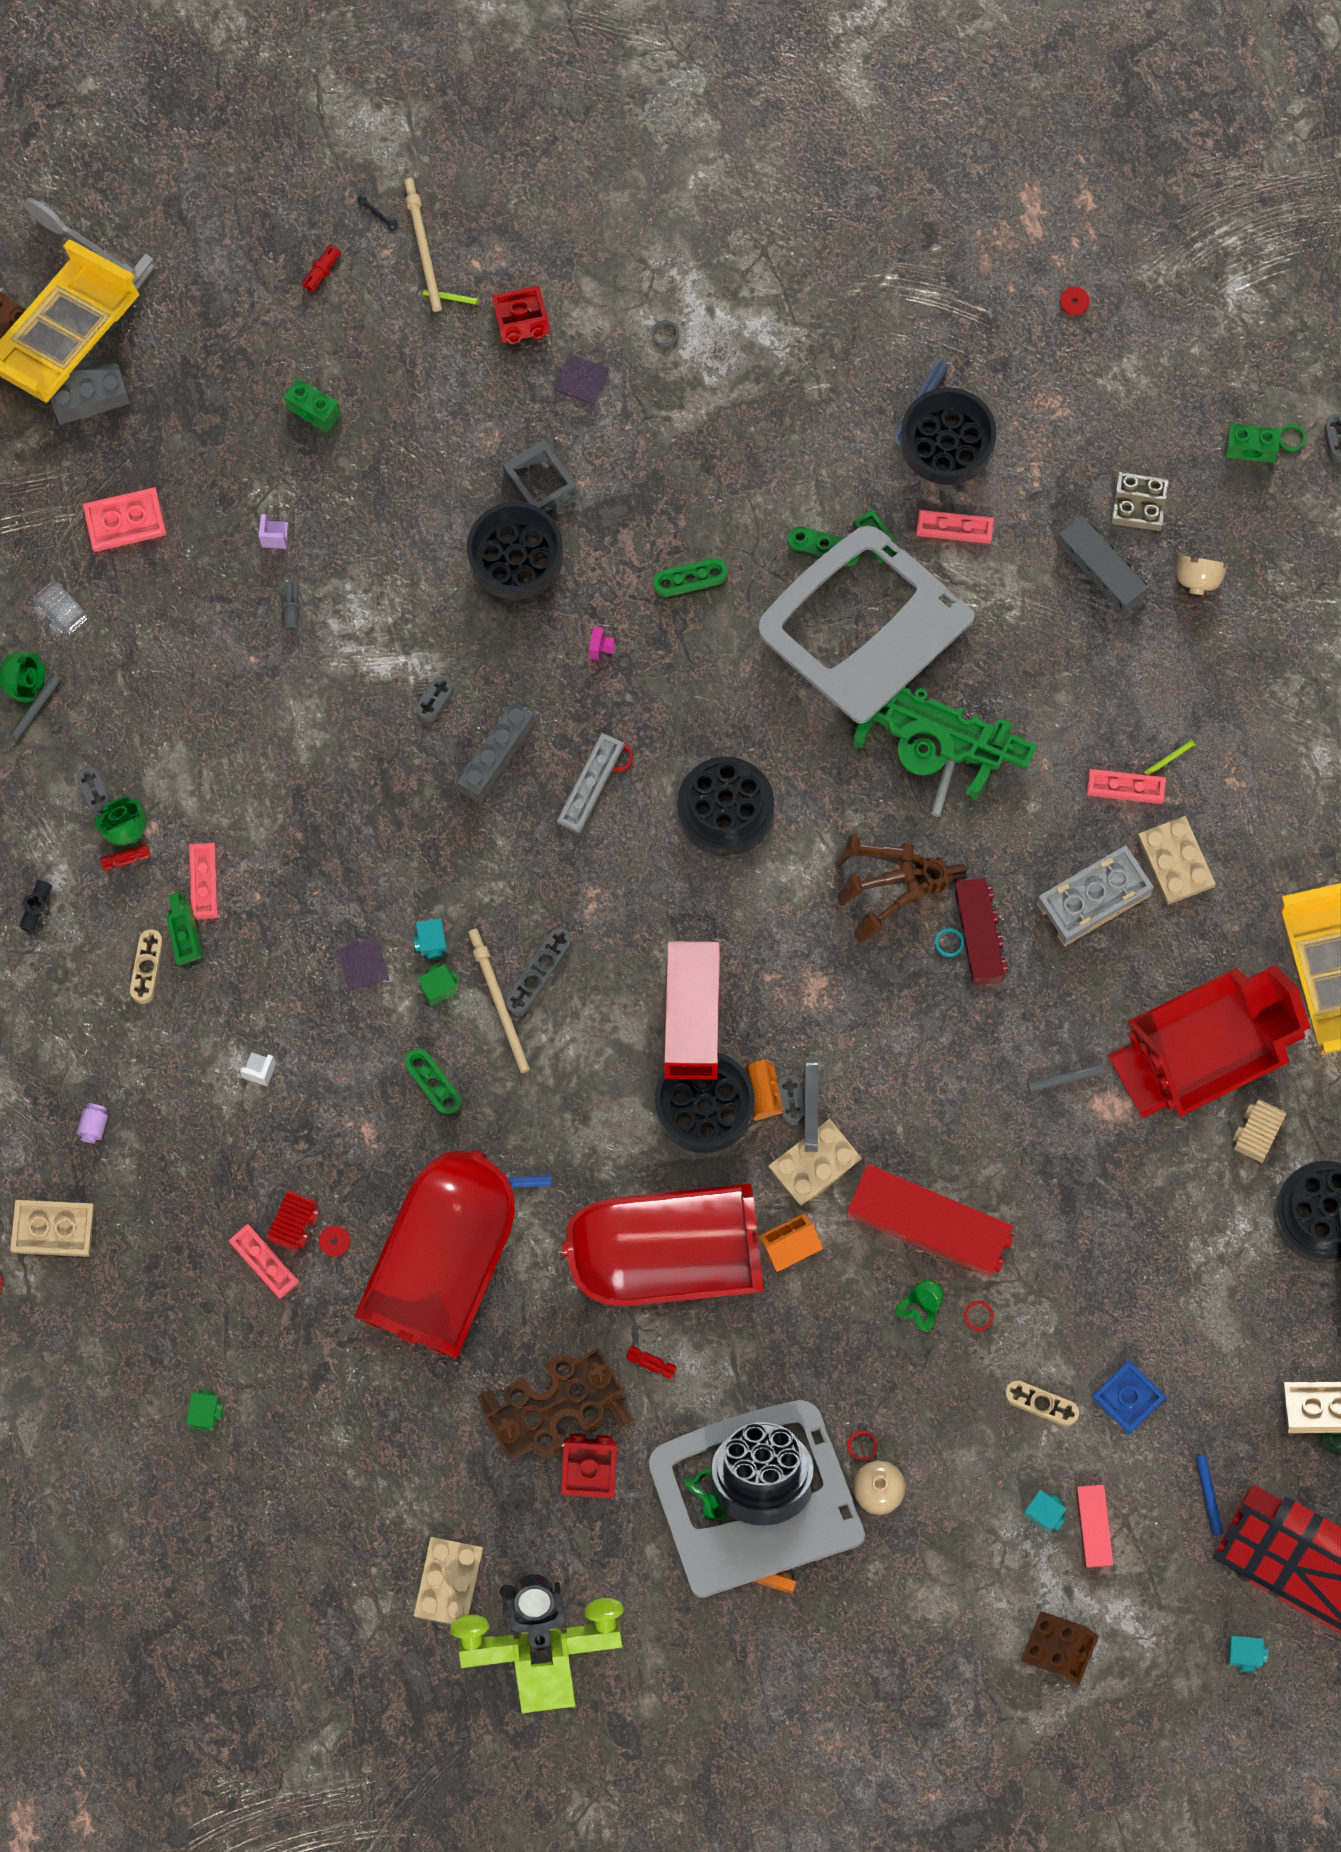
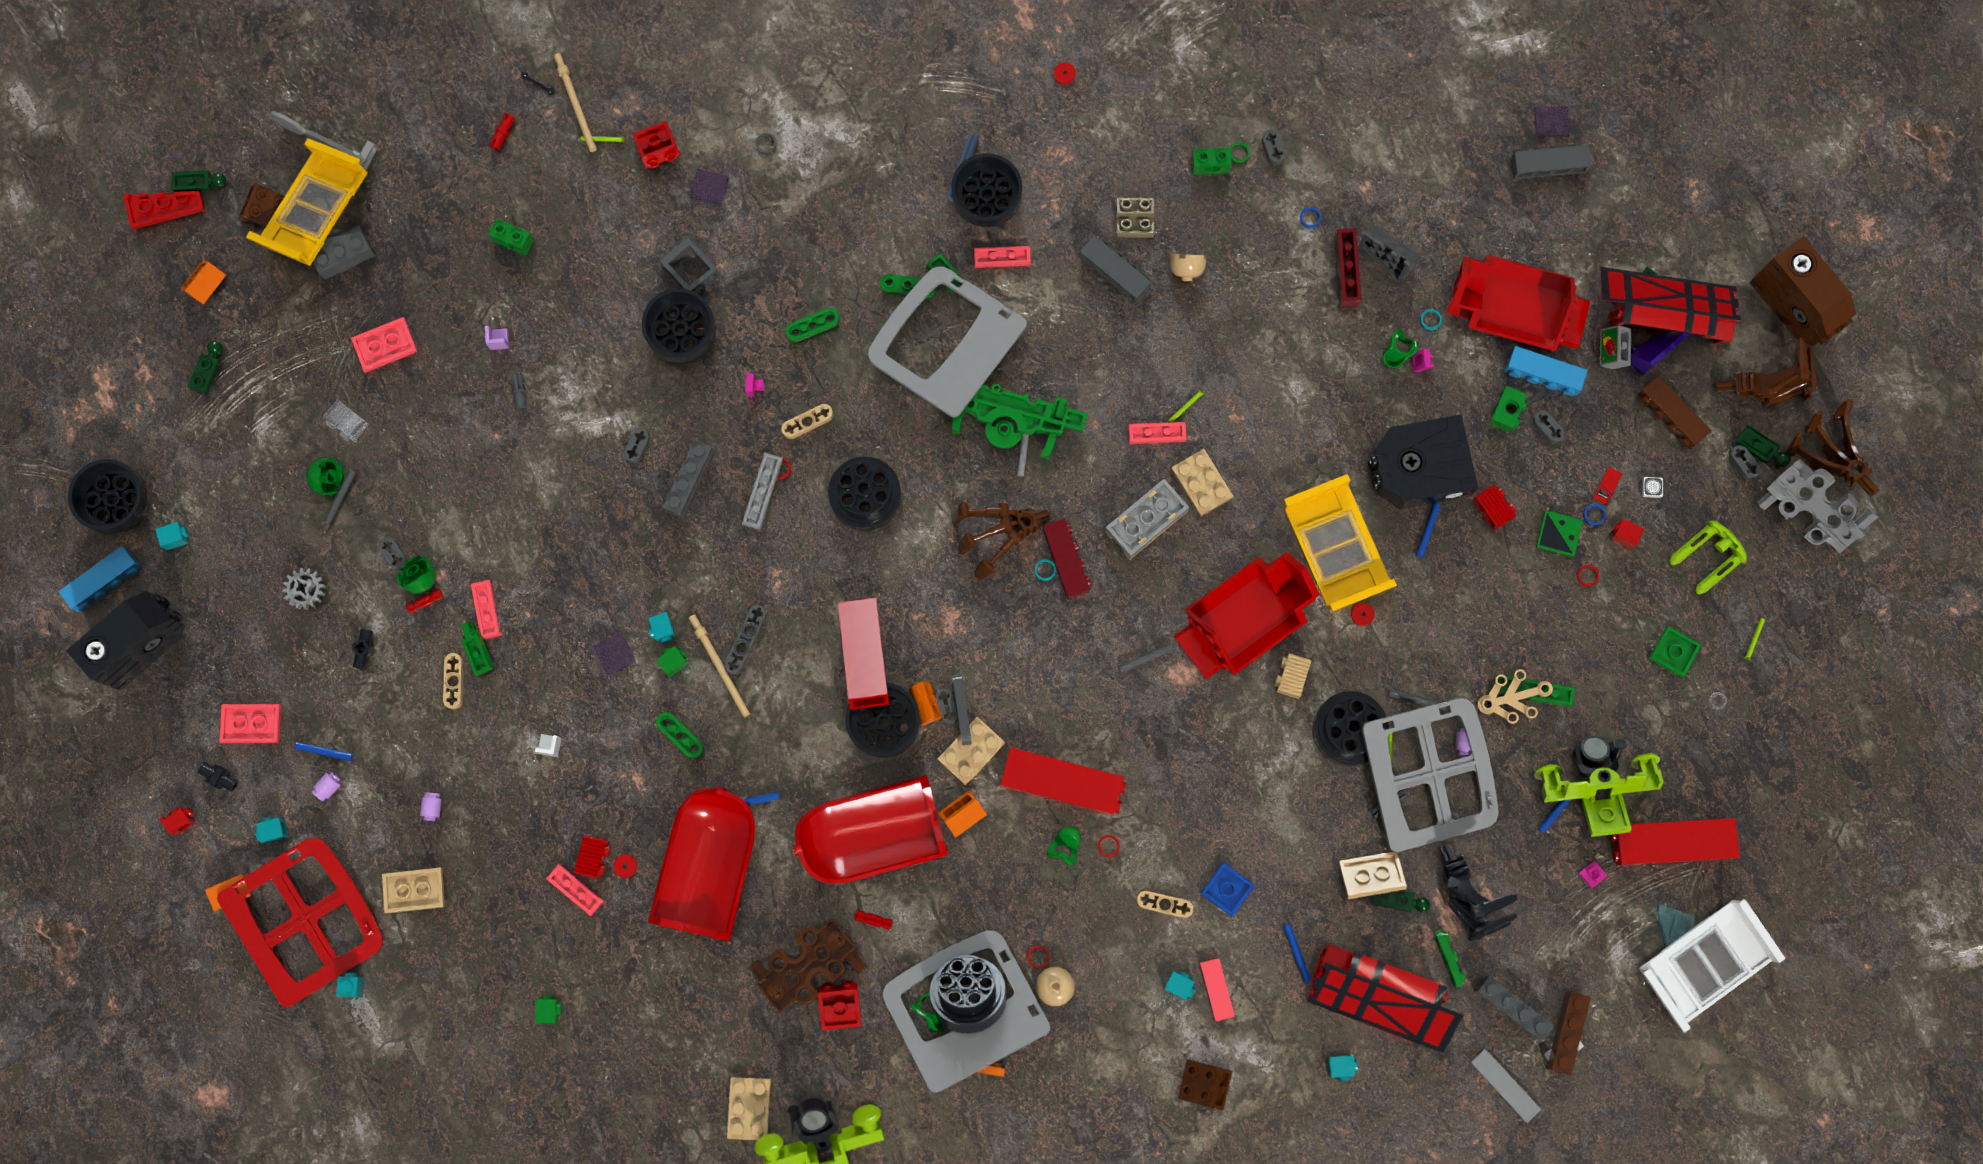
camera: 10 degrees left, 5 degrees up
(660, 711) = (792, 422): none -> tan beam

